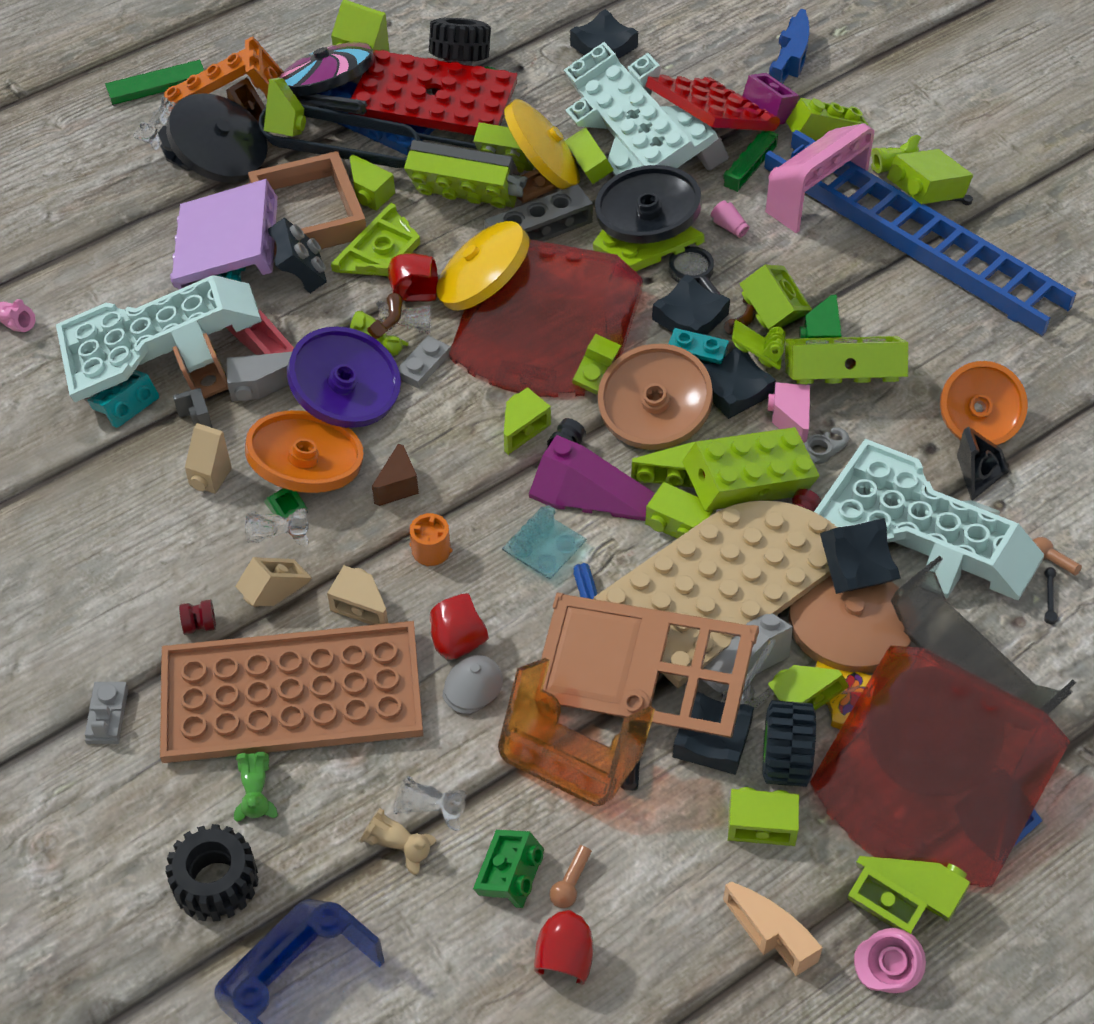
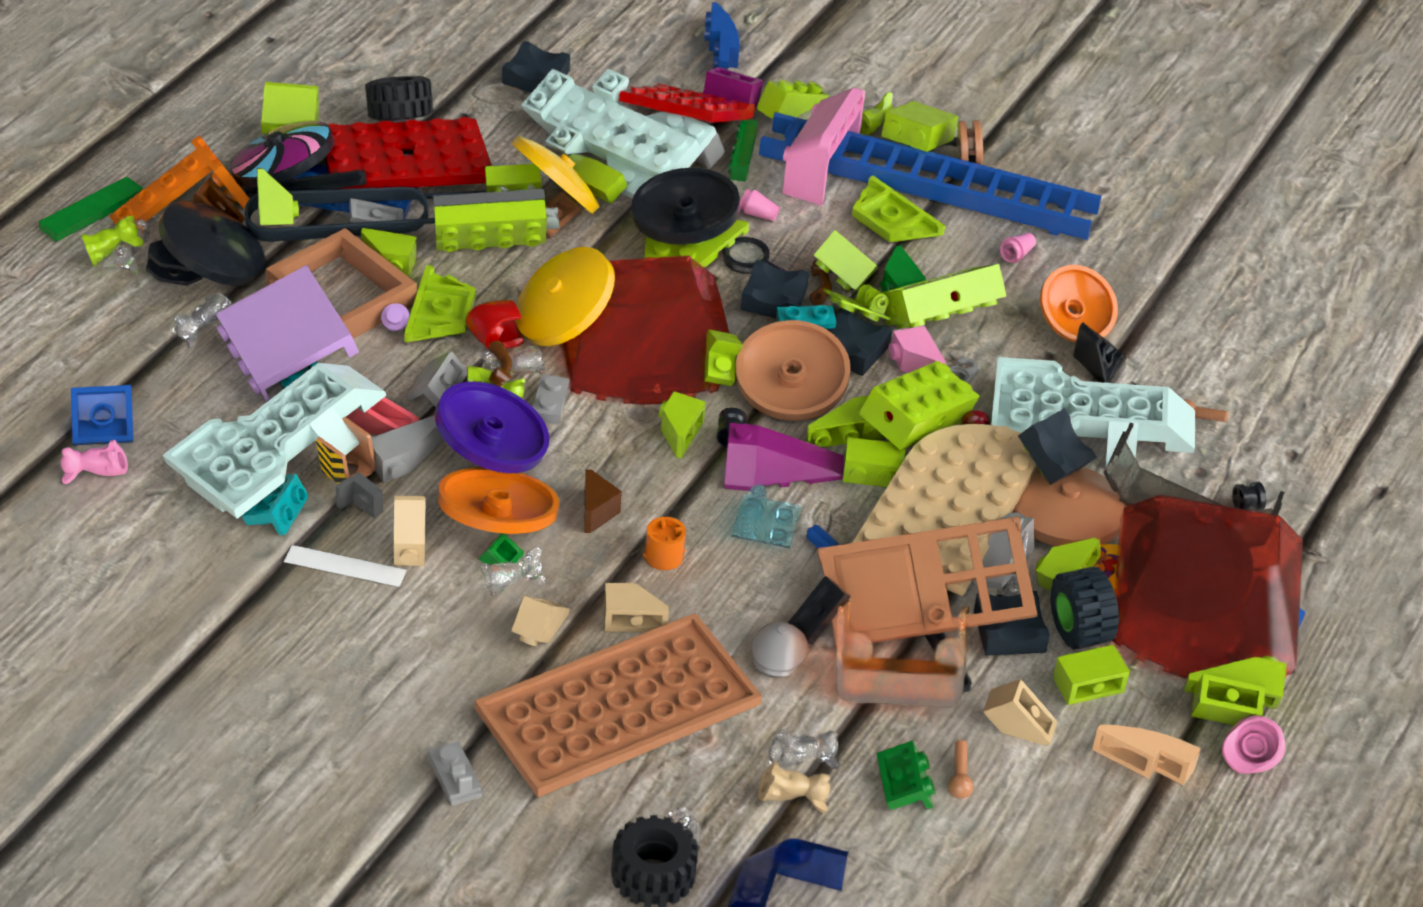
camera: 30 degrees left, 10 degrees down
(38, 273) = (102, 415): none -> blue slope
(131, 116) = (105, 241): none -> lime animal
(149, 473) = (345, 566): none -> white sticker
(157, 210) = (202, 316): none -> clear animal
(197, 617) = (489, 668): dark red wheel -> none
(253, 778) = (637, 781): bright green animal -> none
(276, 845) = (685, 817): none -> clear arm
(298, 254) = (374, 329): black brick -> none
(333, 245) = (395, 317): none -> lavender plate
(336, 314) = (438, 377): none -> light grey panel
(375, 142) = (369, 212): none -> light grey plate
(456, 627) = (740, 604): red piece -> none
(532, 648) = (819, 609): none -> black plate
(550, 214) = (600, 230): dark grey brick -> none
(565, 946) = (996, 811): red piece -> none
(664, 837) = (1020, 713): none -> tan slope
(855, 260) = (893, 215): none -> lime wing
(961, 324) = (1016, 247): none -> bright pink cone
(971, 205) = (970, 141): none -> nougat head
(1050, 616) = (1223, 460): black hinge -> none
(1050, 669) = (1249, 496): none -> black wheel

